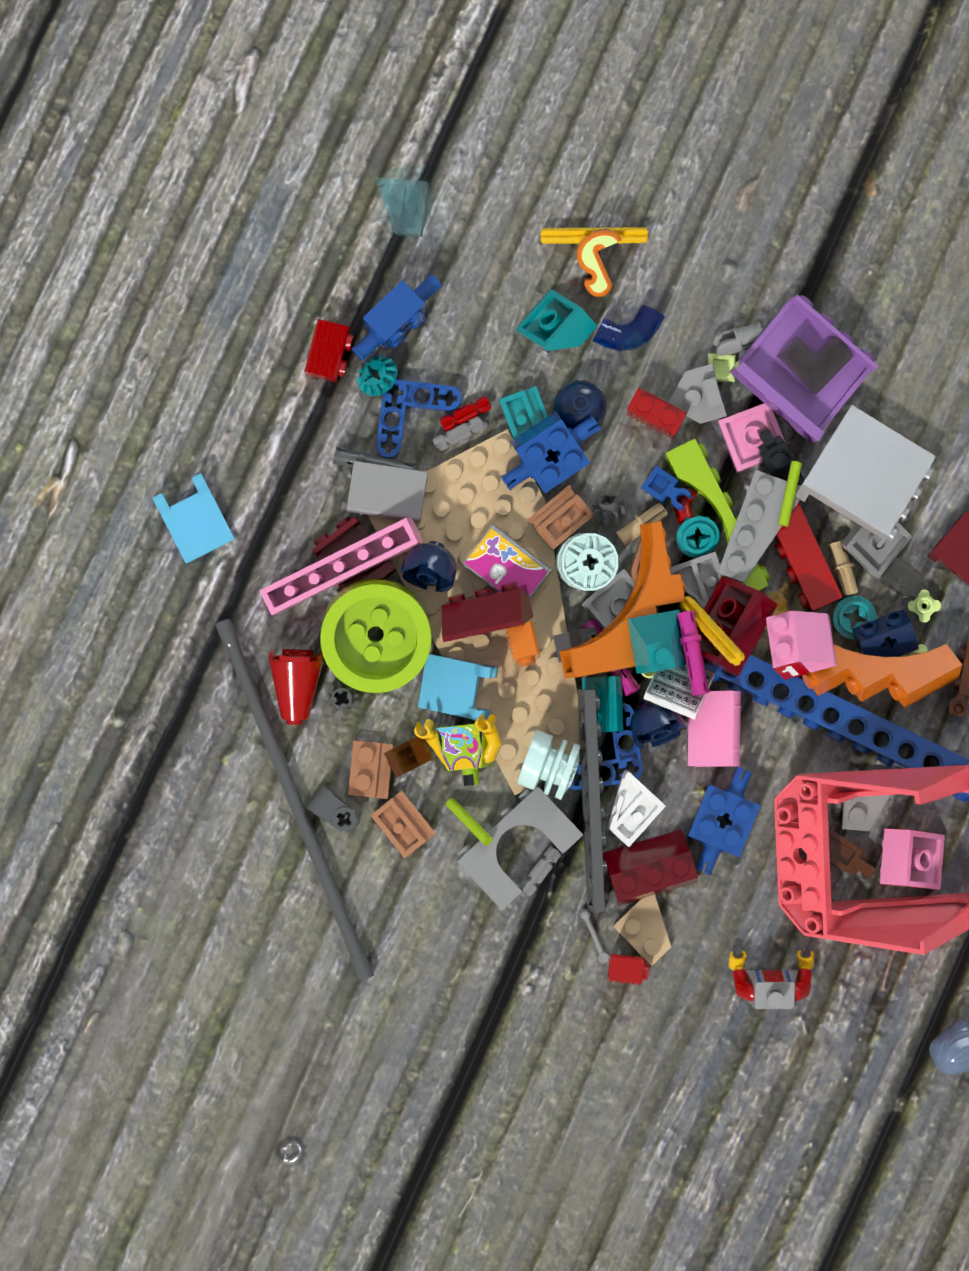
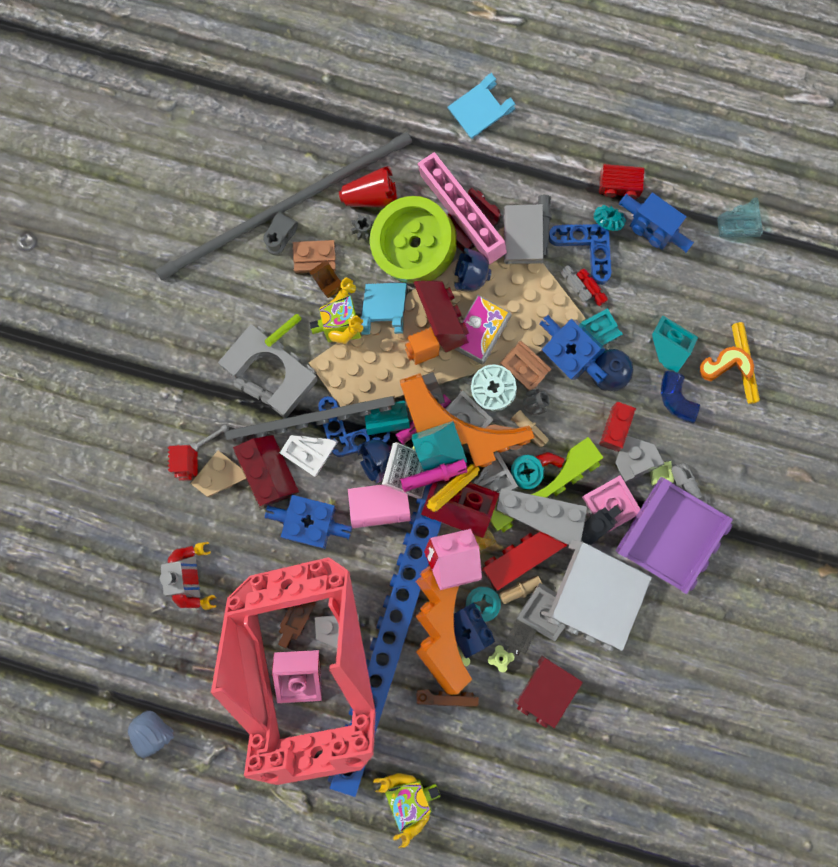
camera: 75 degrees right, 5 degrees down
(403, 824) = (276, 284): nougat plate -> none
(549, 765) = (332, 374): light aqua wheel -> none
(664, 487) = (560, 441): blue plate -> none
(789, 495) = (572, 535): lime piece -> none
(817, 368) = (675, 544): clear smoke plate -> none

